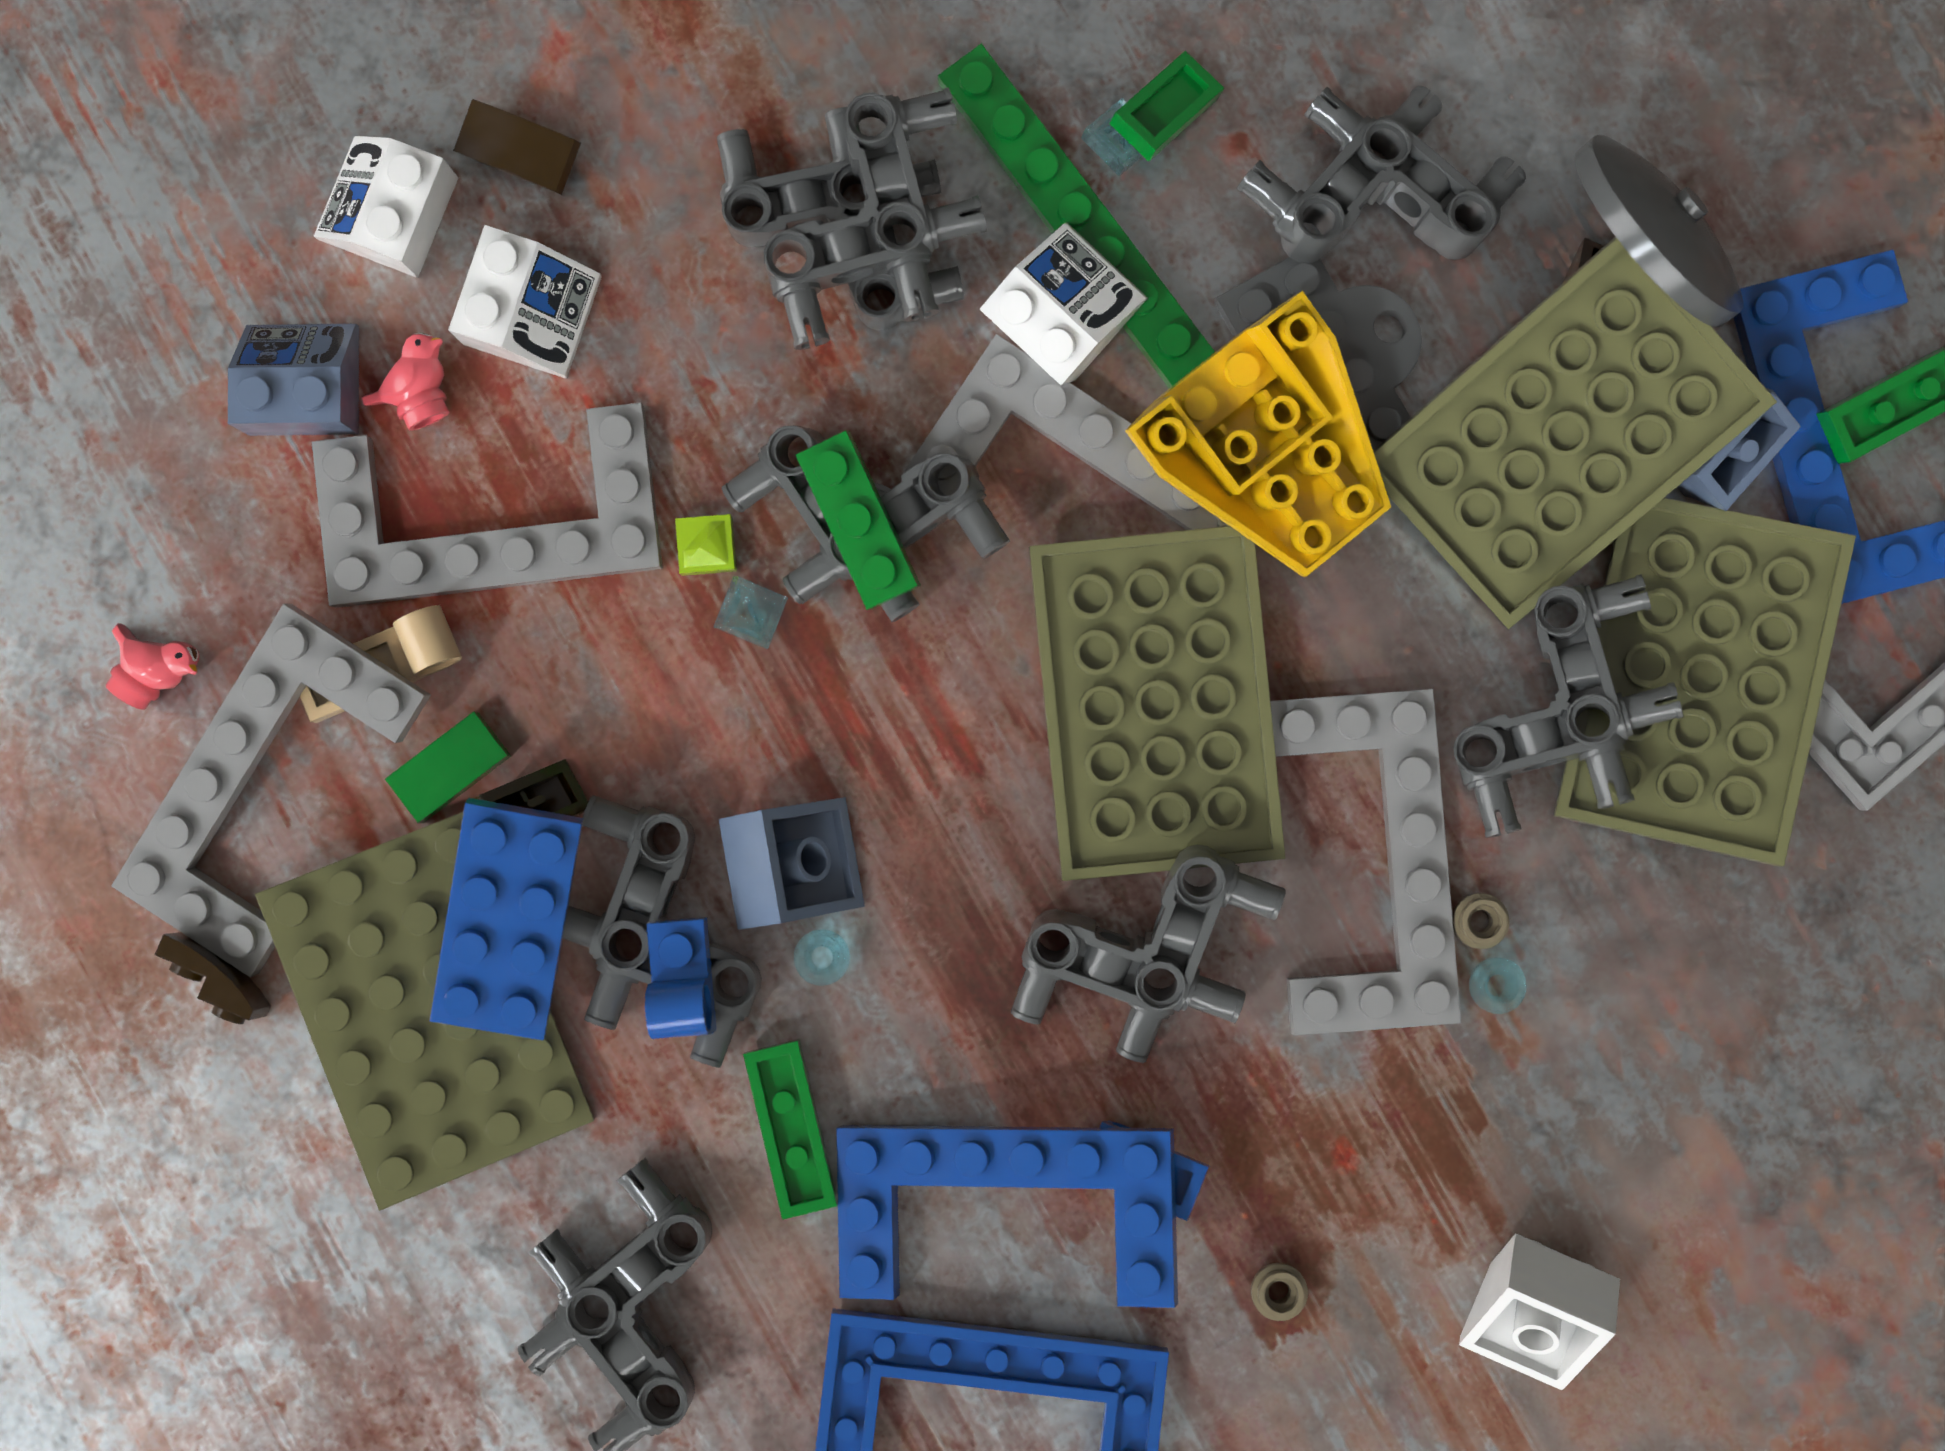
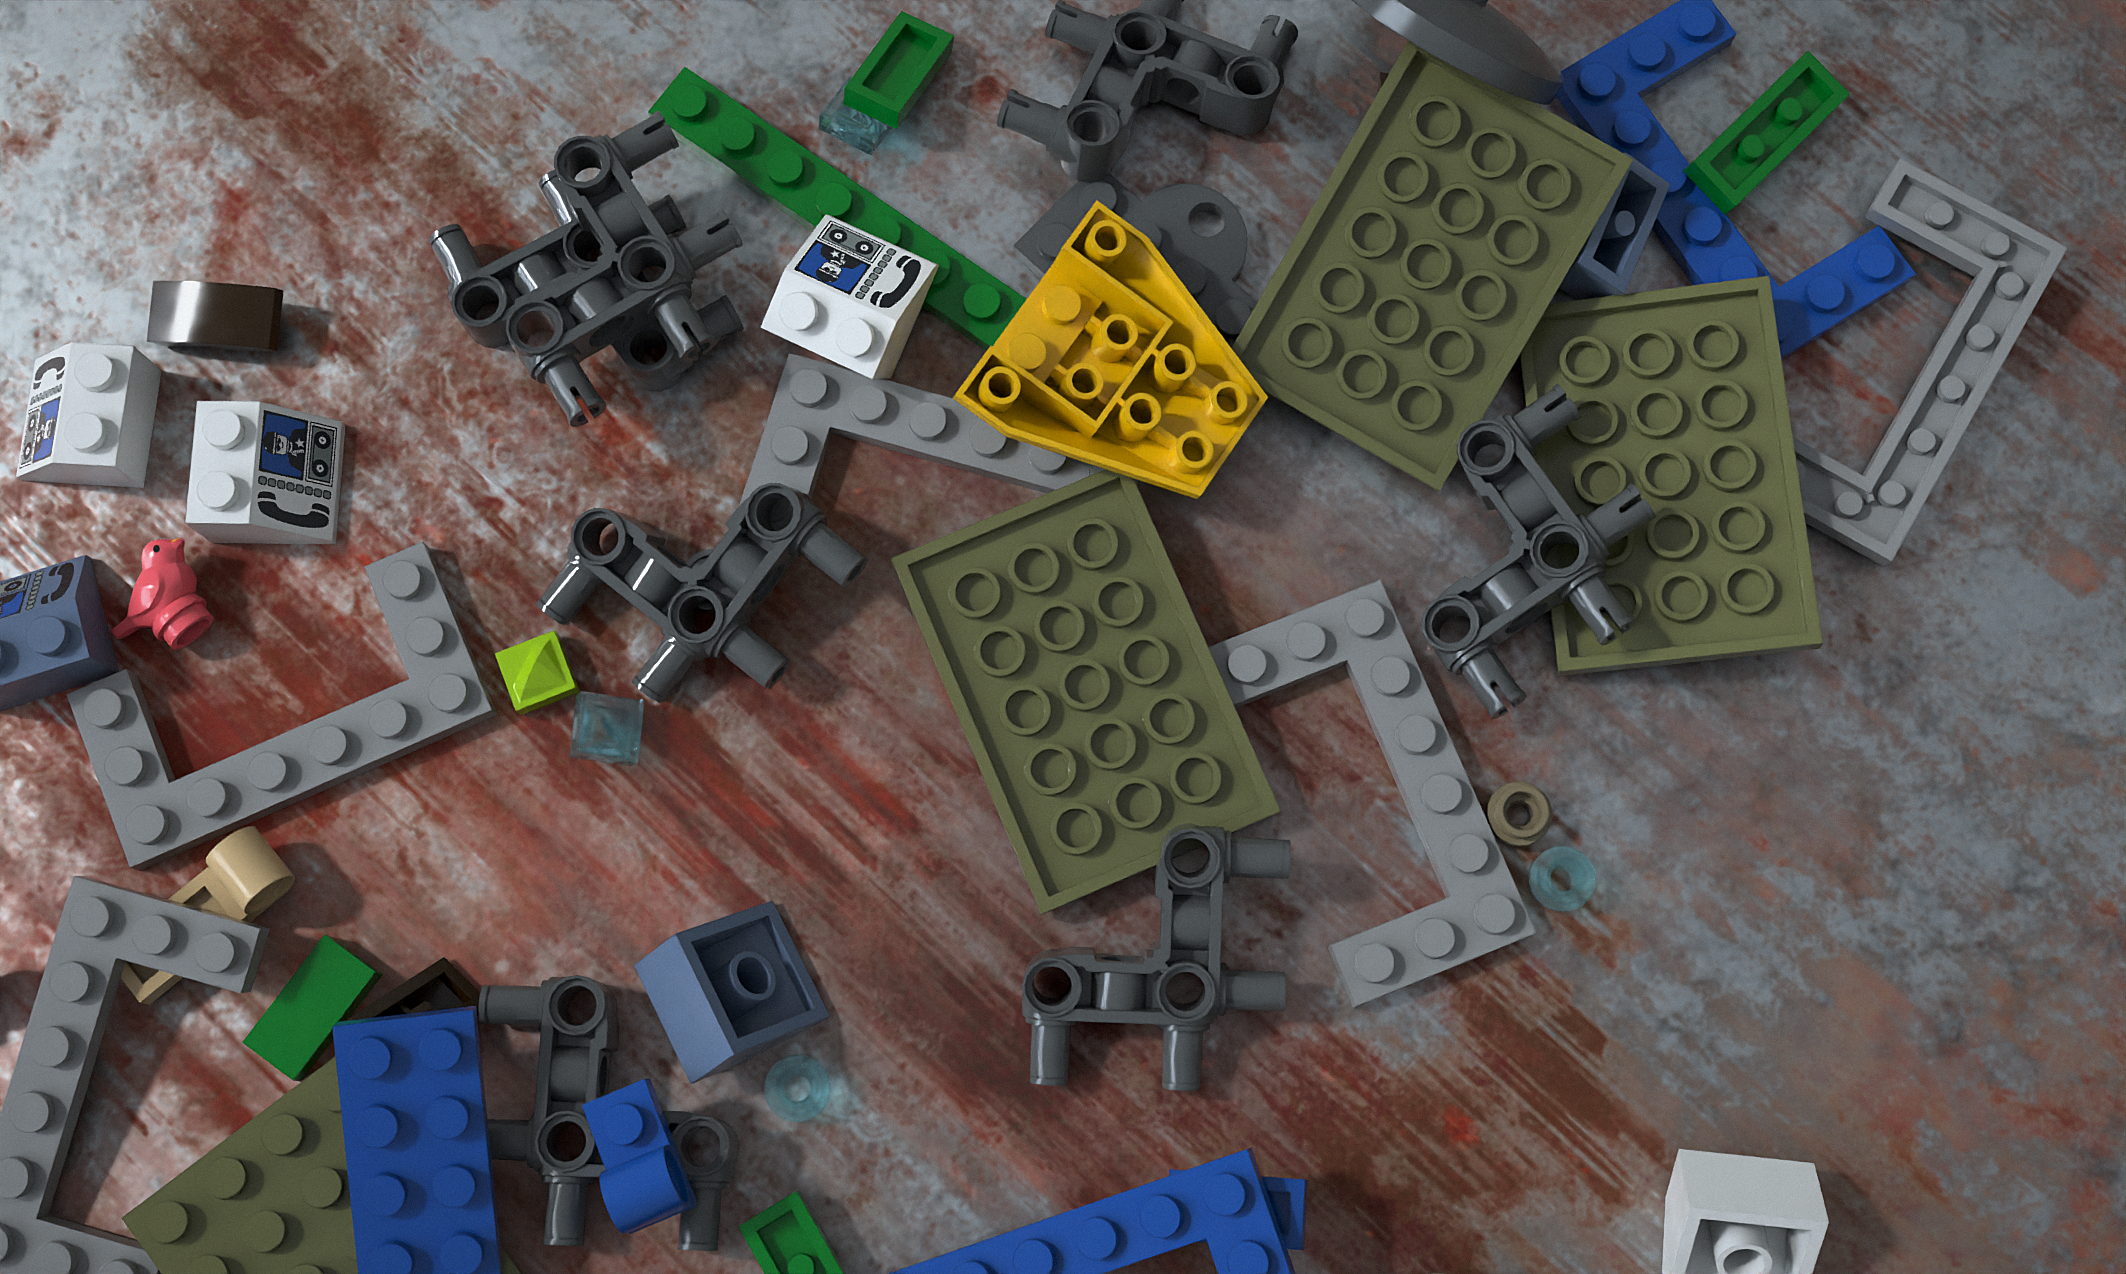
camera: 15 degrees left, 10 degrees down
(858, 520) = (693, 585): green plate -> none

